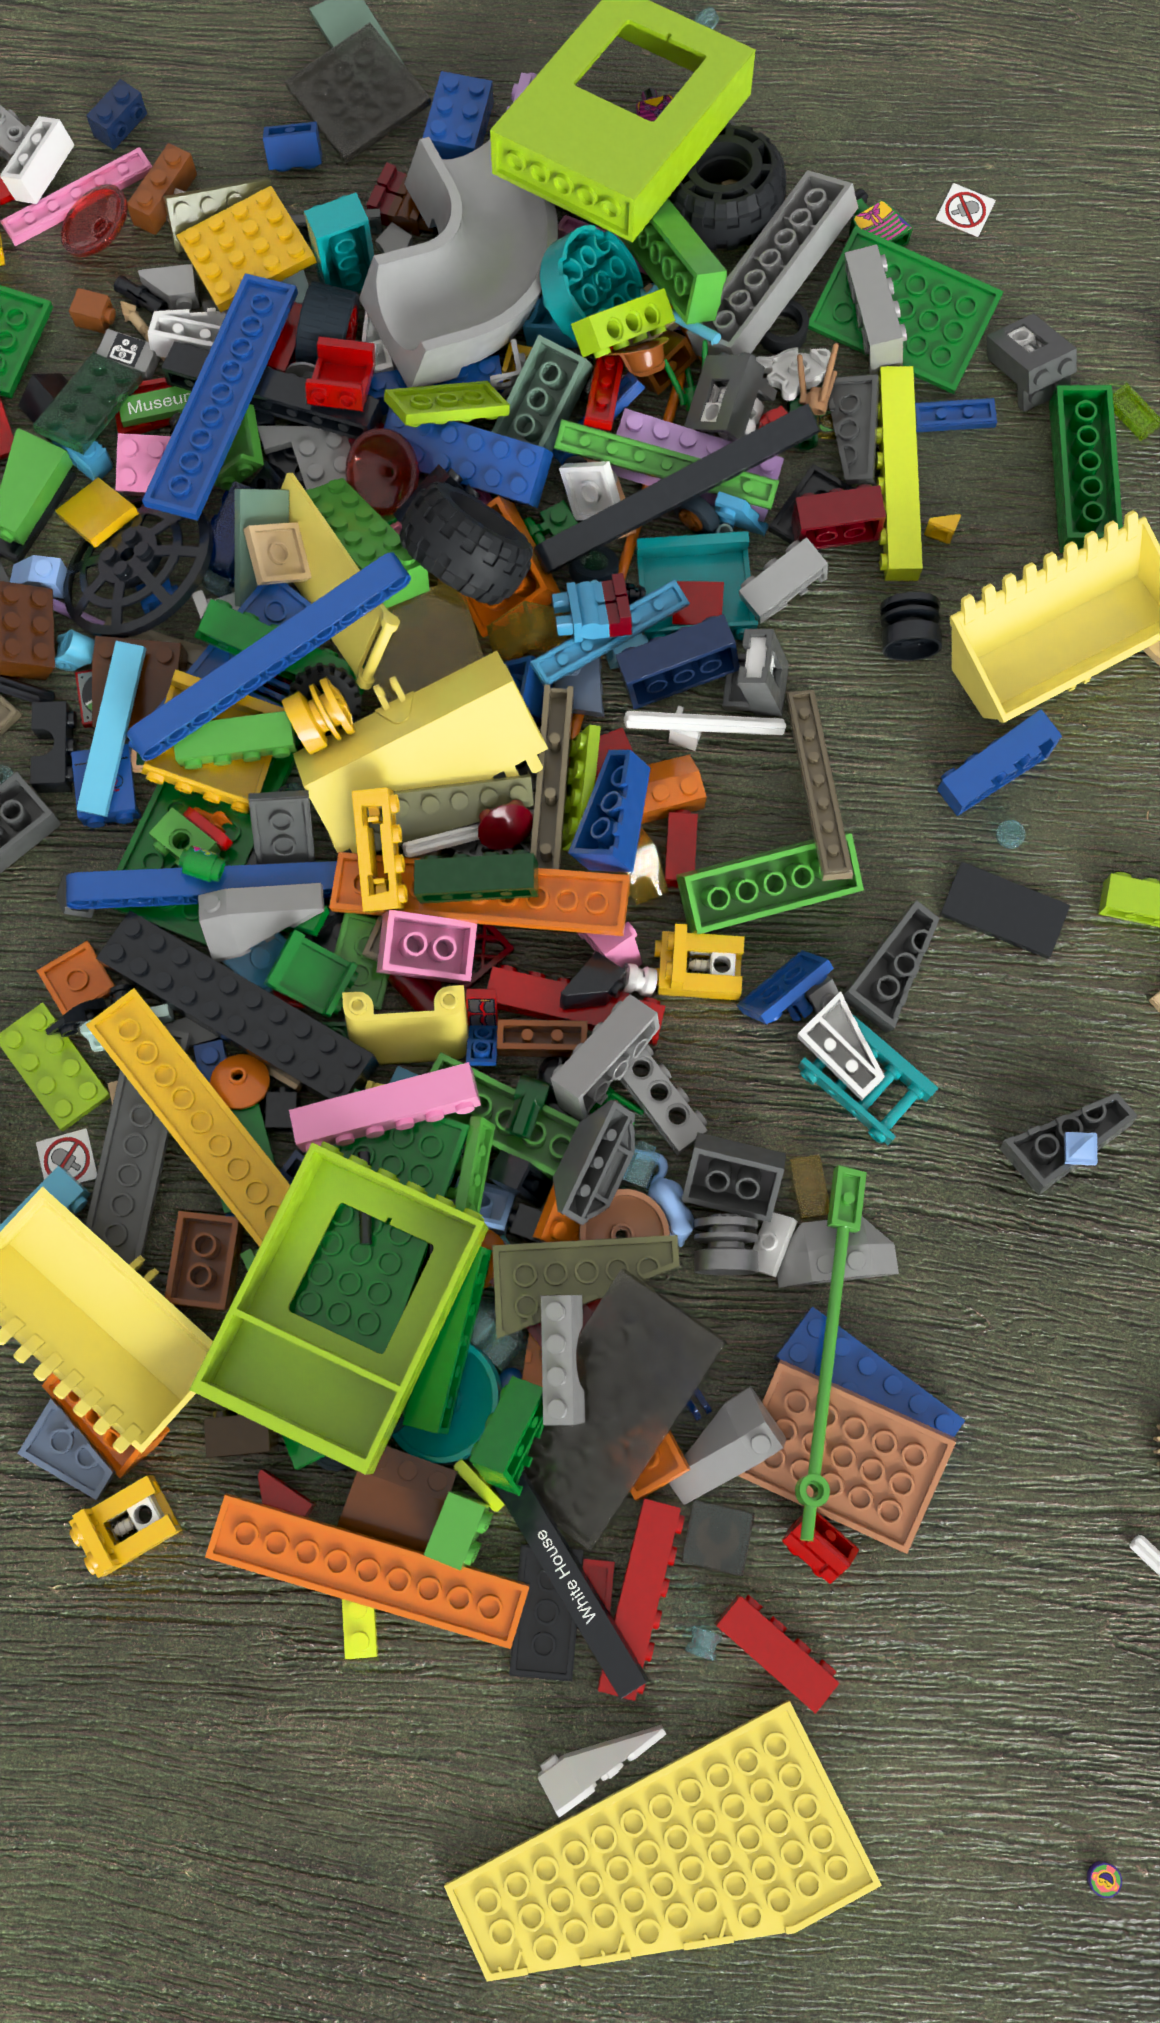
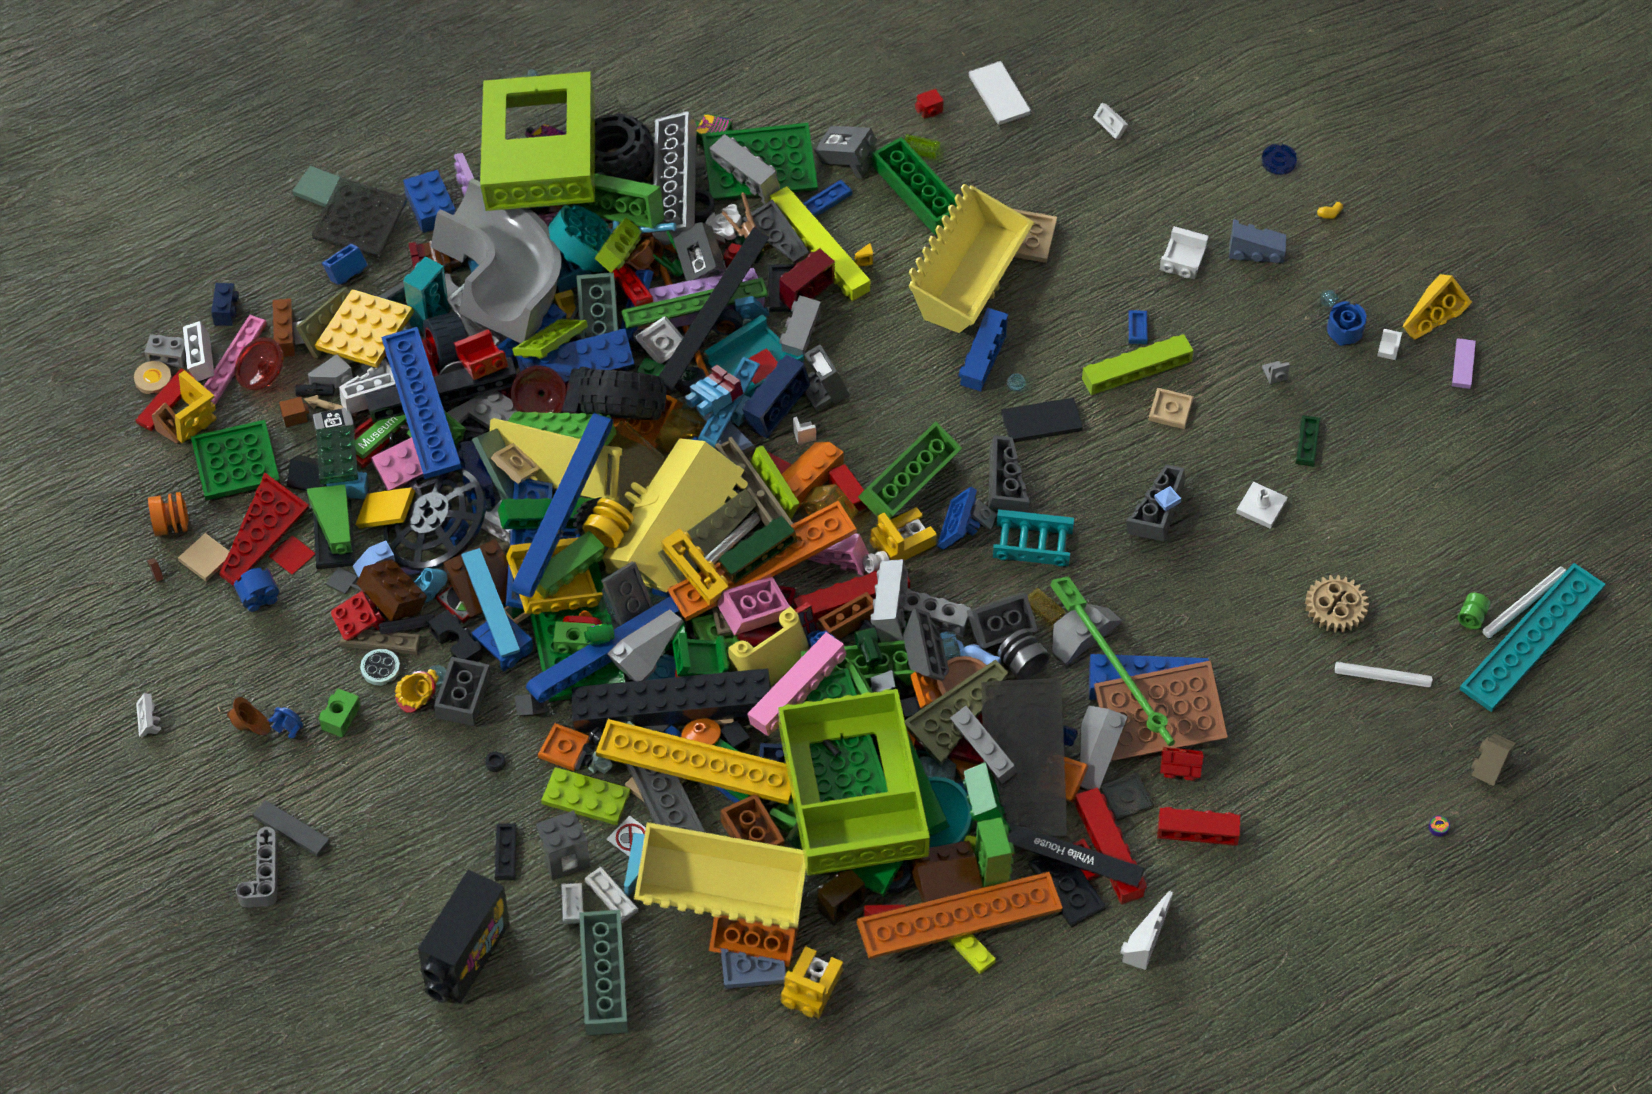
camera: 35 degrees left, 20 degrees down
(505, 825) = (748, 521): dark red dish -> none
(519, 360) = (571, 301): light grey bracket -> none
(594, 984) = (857, 571): black slope -> none
(613, 815) = (804, 481): blue wedge -> none
(685, 1859) = (1226, 946): light yellow wing -> none
(703, 1643) = (1158, 845): clear light blue wheel -> none
(704, 723) = (814, 417): white axle -> none
(773, 1243) = (1046, 638): white plate -> none
(819, 786) = (899, 410): dark tan tile -> none
(842, 1047) = (1011, 525): white wedge -> none
(910, 626) = (886, 311): black wheel -> none
(965, 210) = (750, 96): sticker -> none

